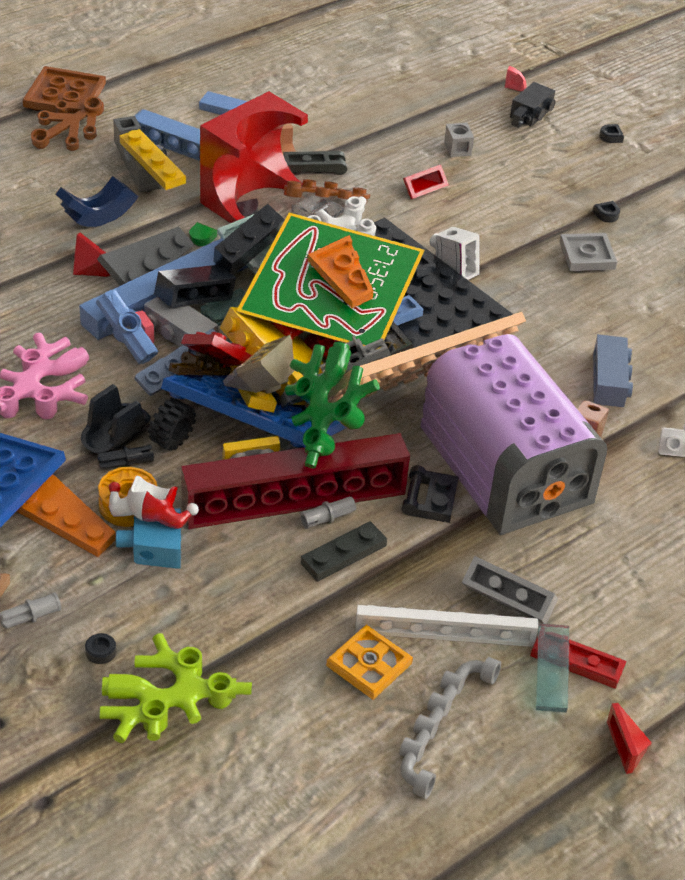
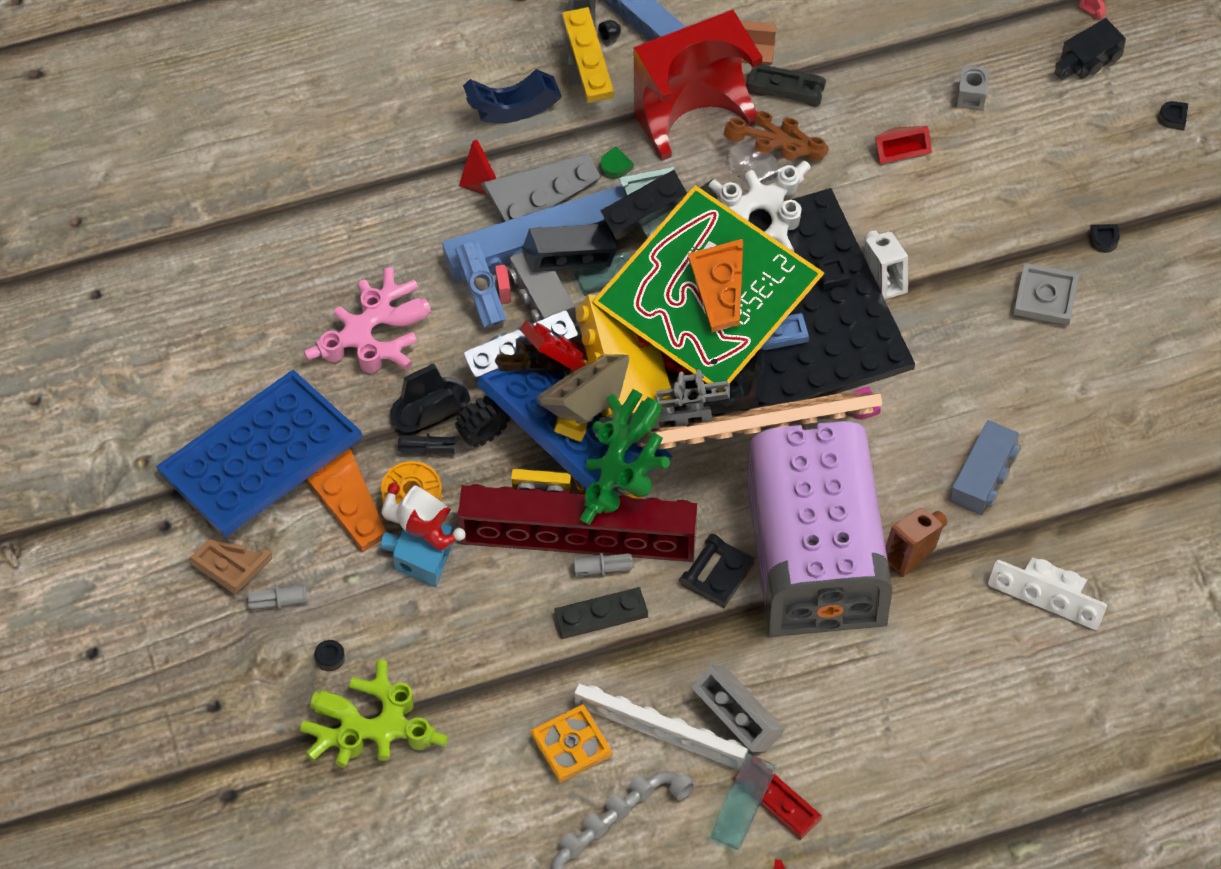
camera: 25 degrees right, 15 degrees up
(248, 207) = (681, 138): black tile -> none

